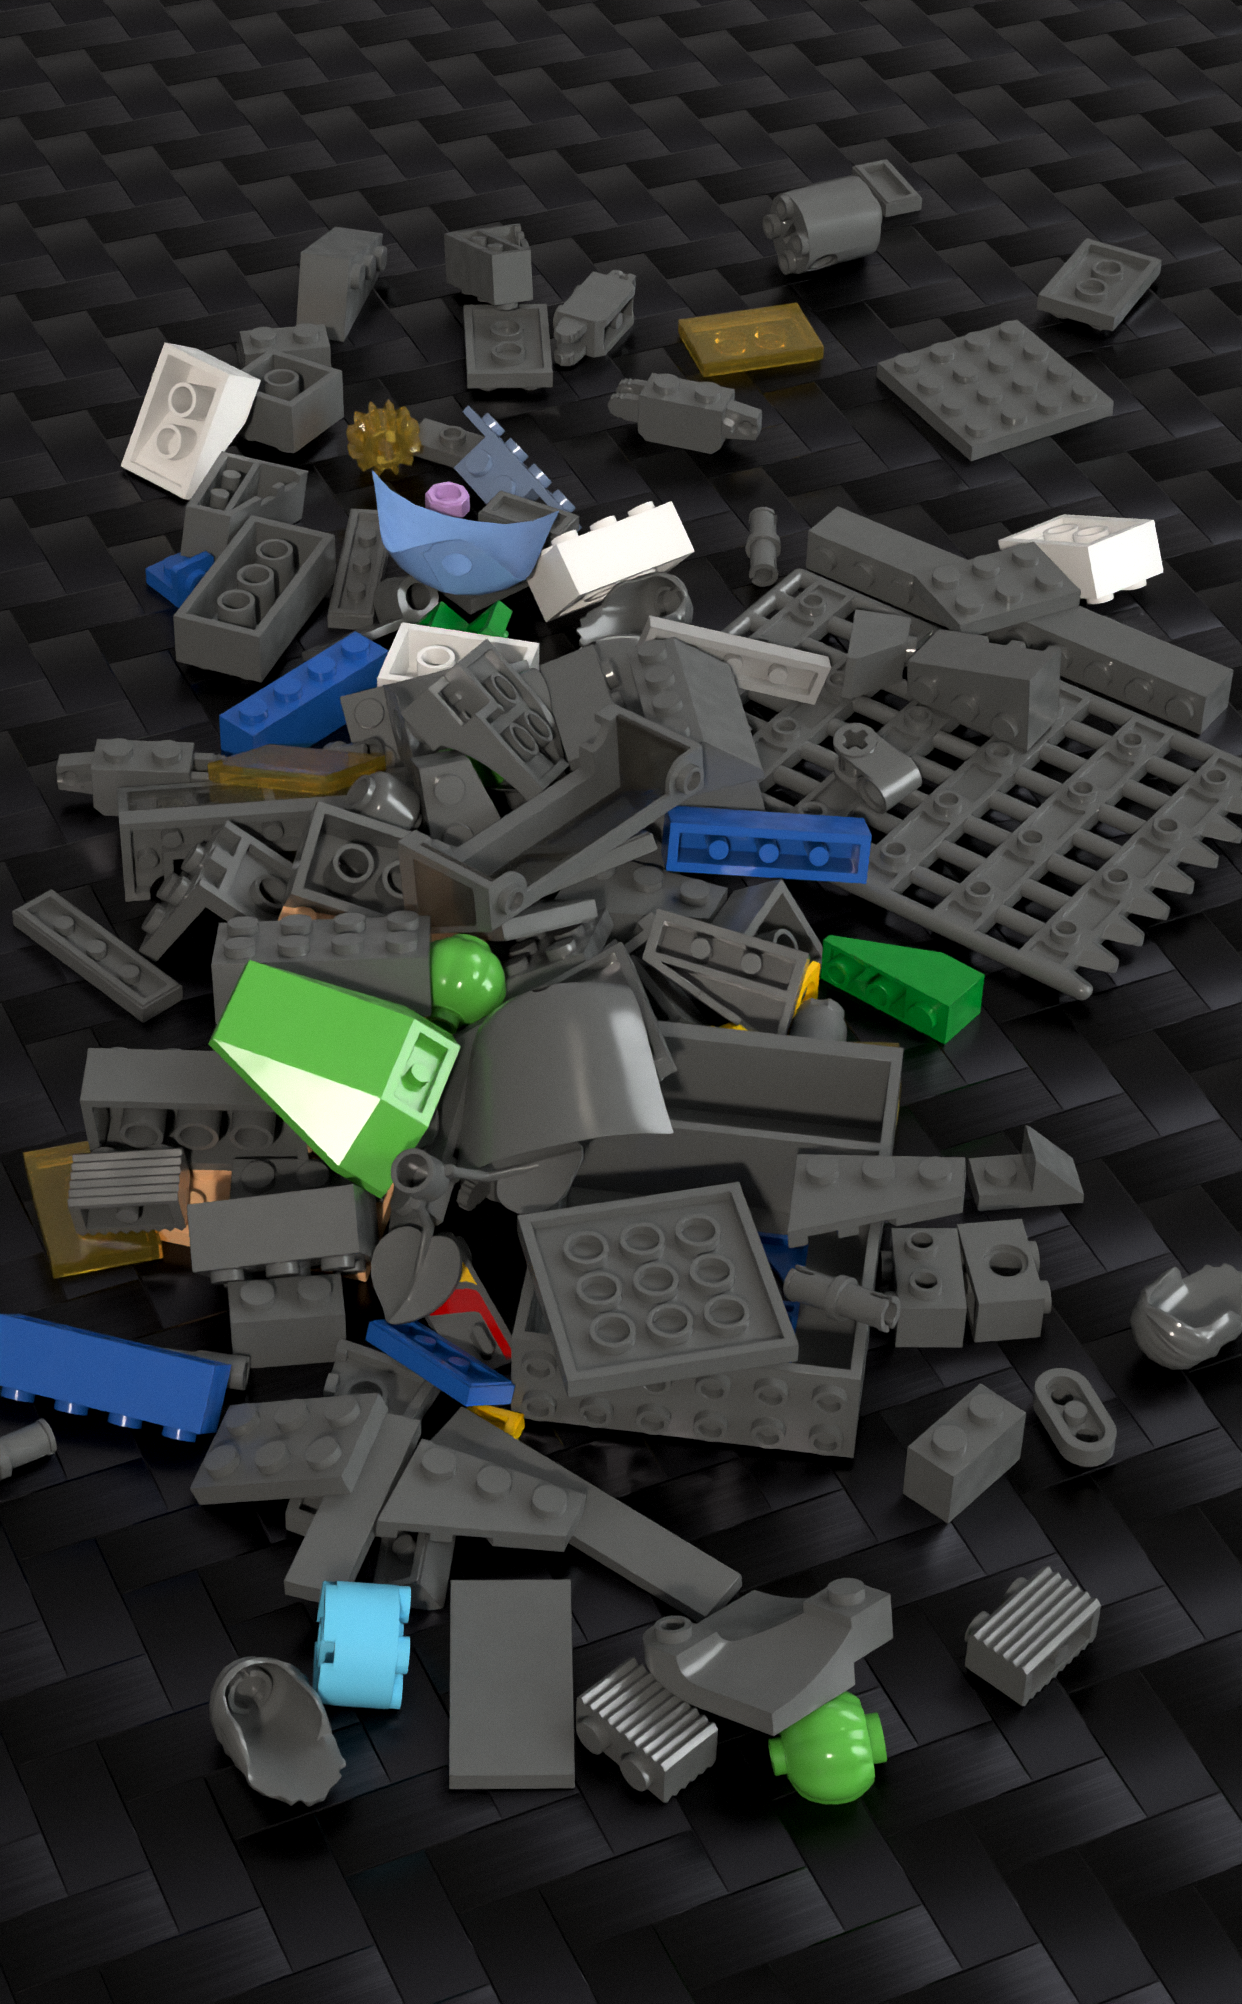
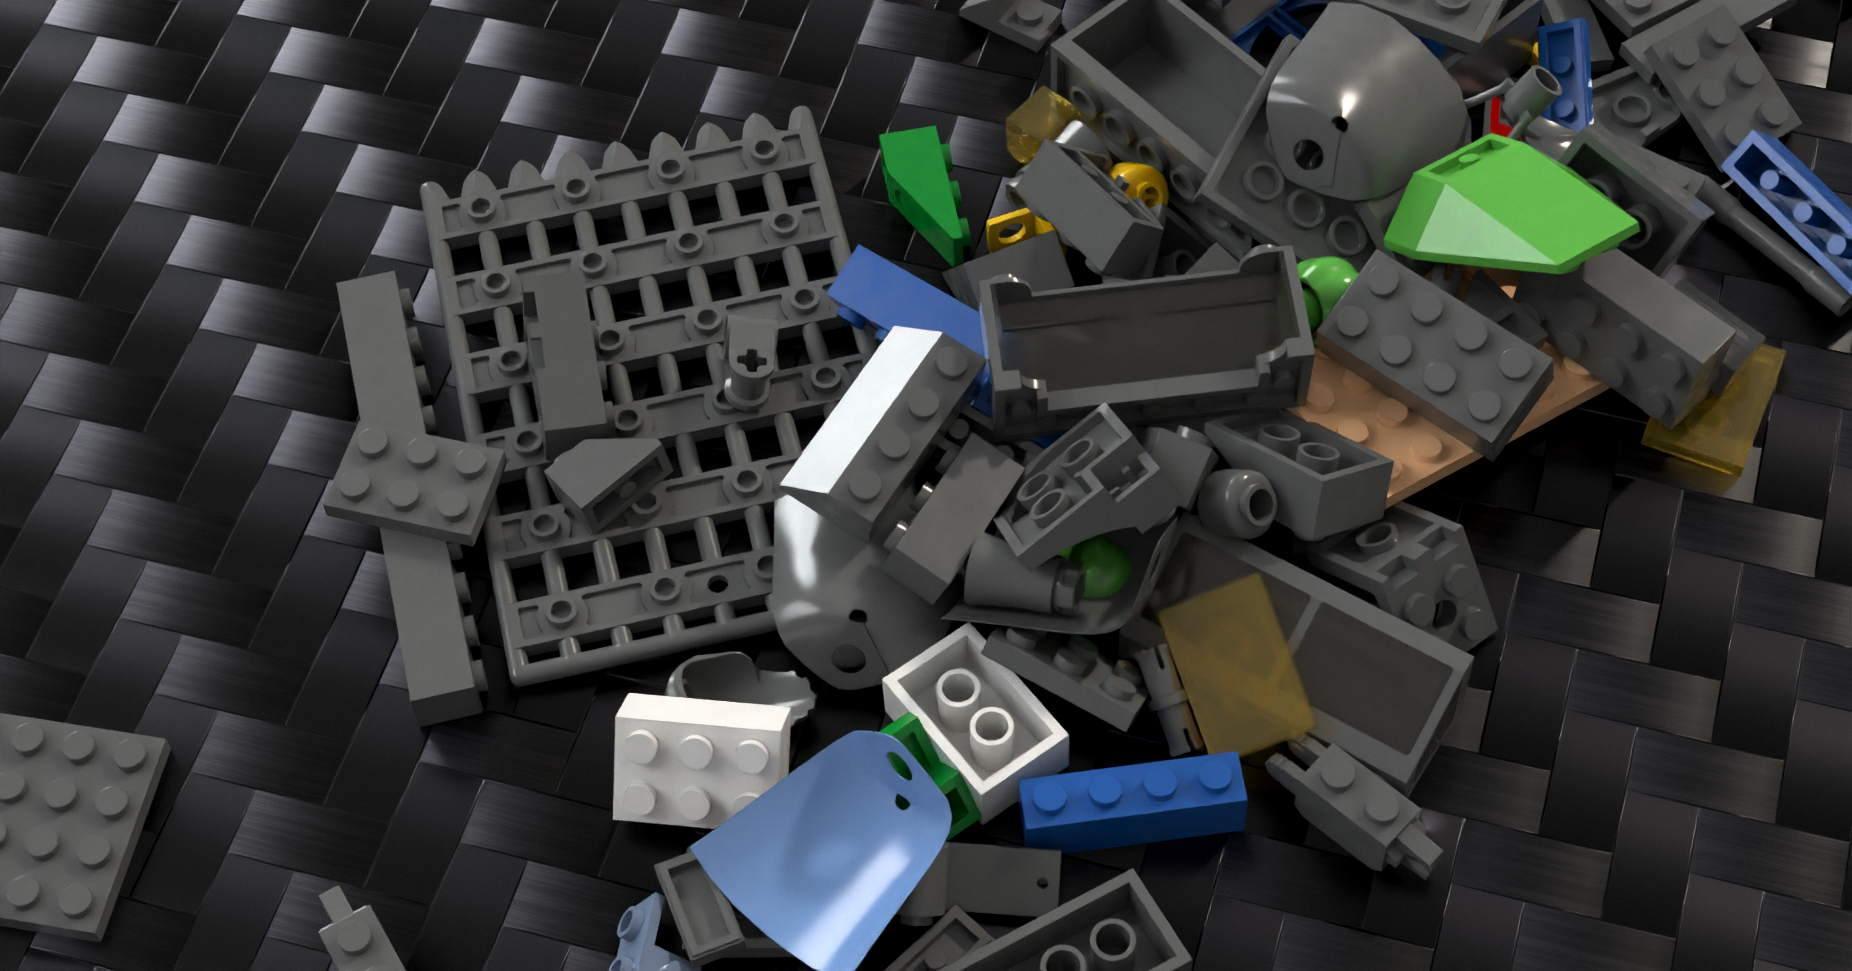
camera: 135 degrees left, 15 degrees up
(97, 955) = (1536, 653): dark grey tile -> none
(753, 663) = (753, 518): light grey plate -> none
(763, 546) = (505, 741): dark grey pin -> none
(1097, 552) = (252, 527): white slope -> none

